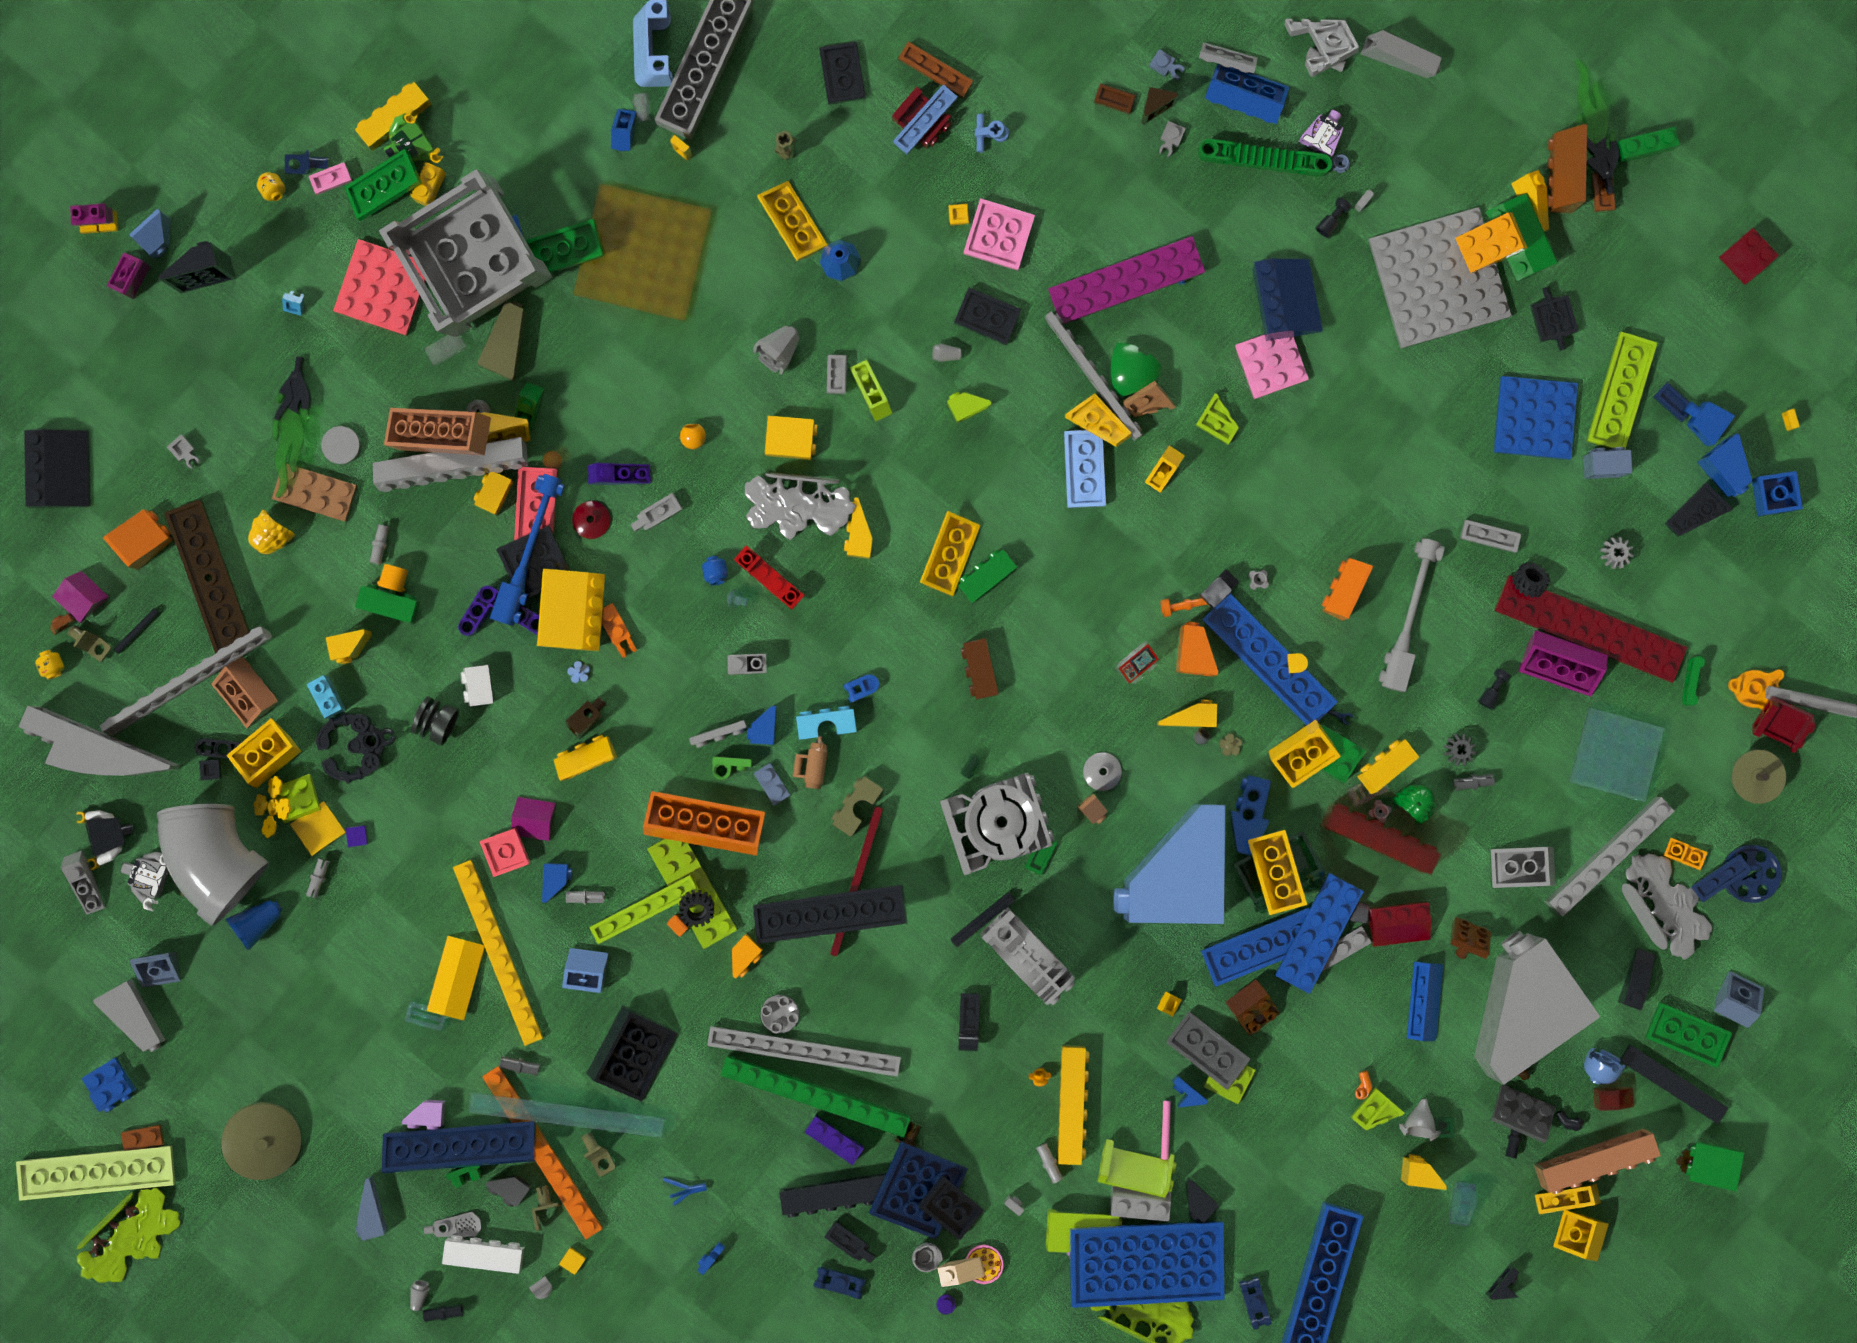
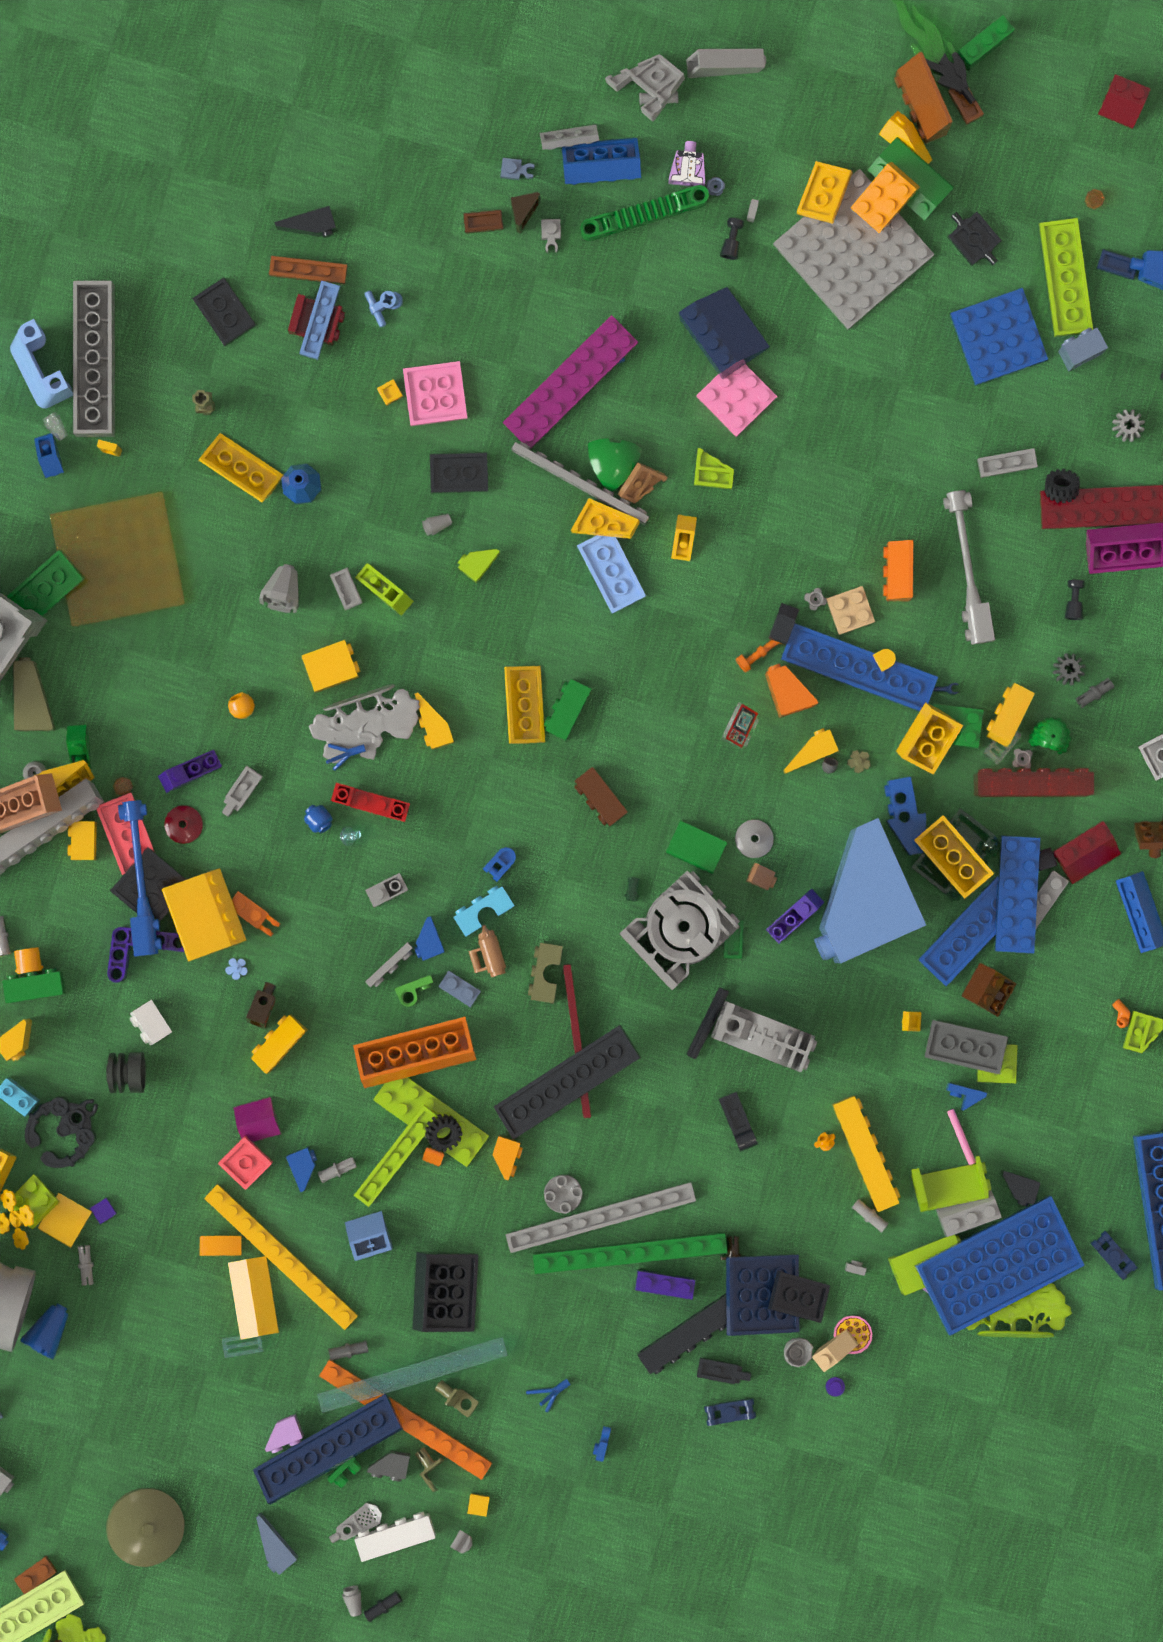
camera: 25 degrees left, 0 degrees up
(447, 917) = (220, 1245): none -> light orange slope
(765, 525) = (348, 752): none -> blue plant
(959, 29) = (313, 223): none -> black slope
(1046, 755) = (696, 847): none -> green piece
(1107, 858) = (795, 915): none -> dark purple slope
(1285, 604) = (850, 610): none -> tan plate
(1437, 214) = (824, 192): none -> yellow tile
(1680, 332) = (1094, 199): none -> clear orange tile

